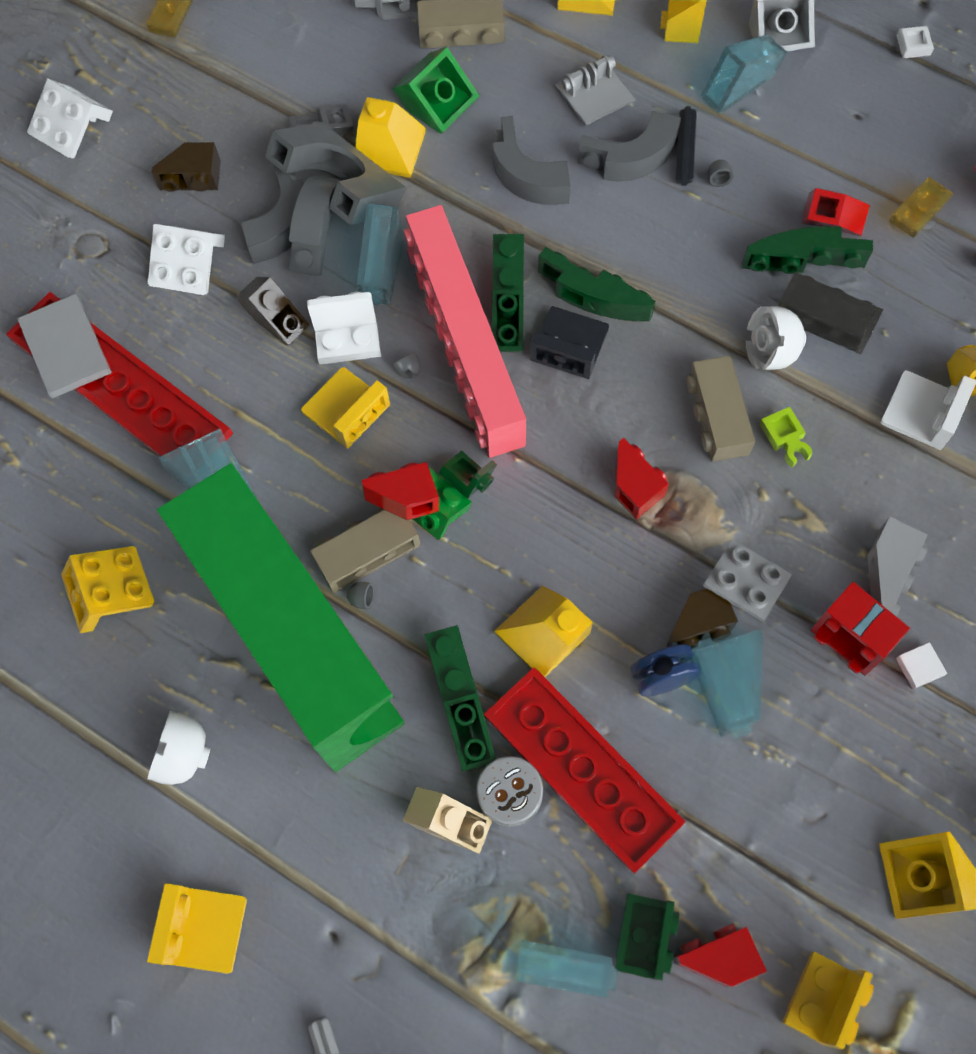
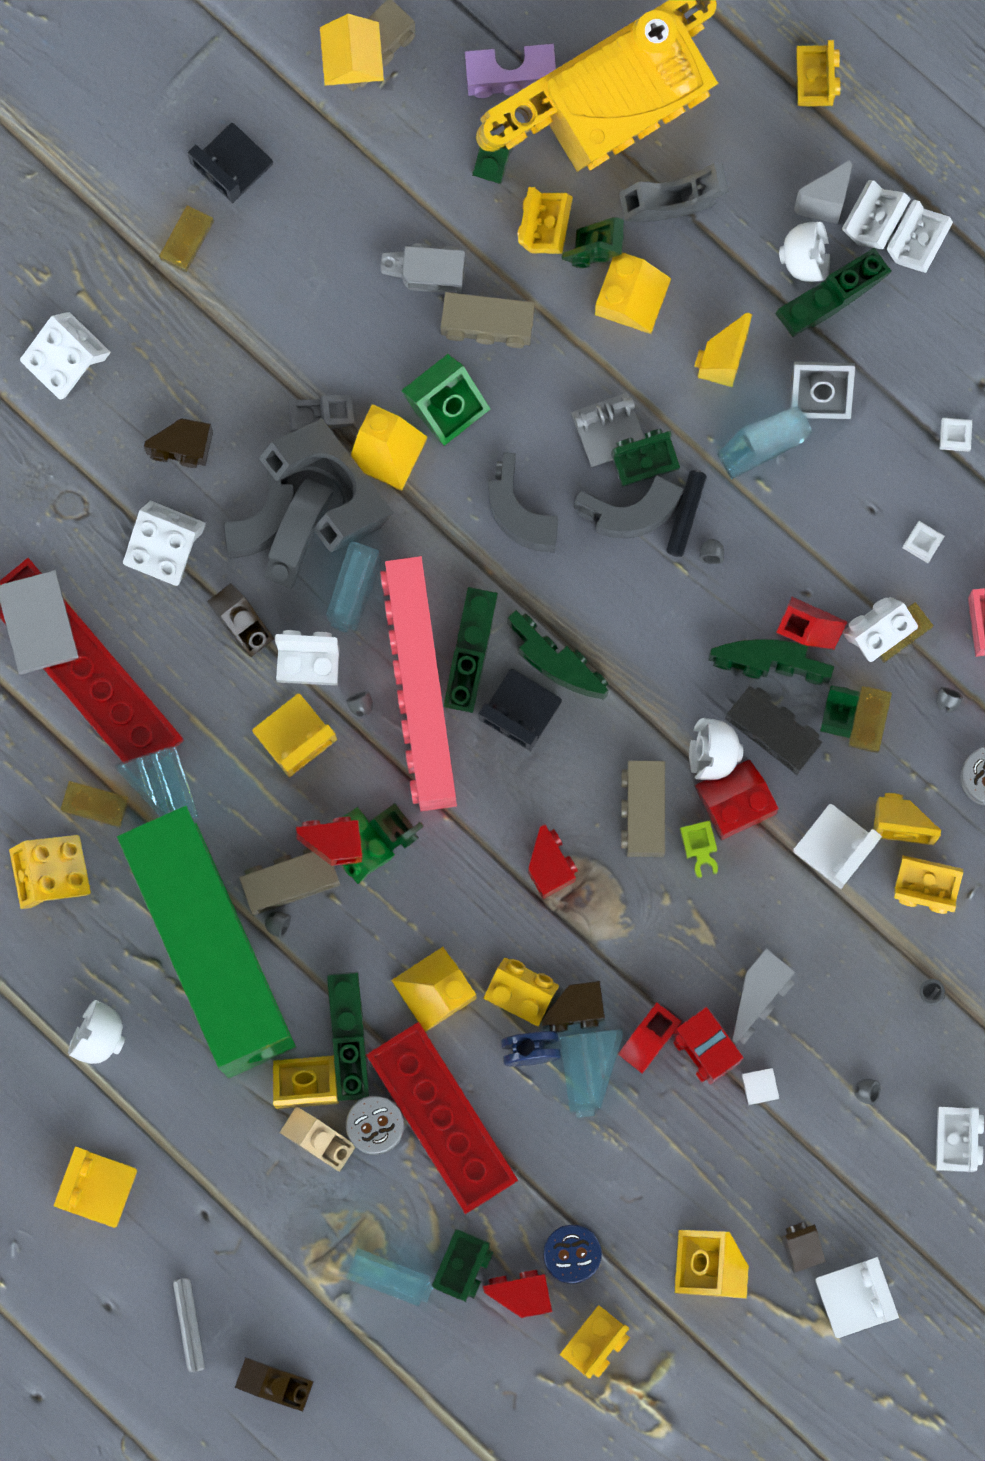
camera: 10 degrees right, 10 degrees up
(138, 510) = (94, 804): none -> clear yellow plate
(421, 760) = (304, 1082): none -> yellow slope
(632, 102) = (644, 457): none -> dark green bracket
(637, 614) = (521, 991): none -> yellow bracket
(747, 580) = (624, 981): light grey hinge -> none
(768, 896) = (572, 1254): none -> dark blue head
(791, 633) = (649, 1038): none -> red slope
(812, 383) = (737, 800): none -> red slope
(887, 283) = (840, 711): none -> dark green bracket
(904, 203) = (880, 628): none -> white bracket
(915, 131) = (923, 542): none -> white tile
(918, 287) = (870, 719): none -> clear yellow plate

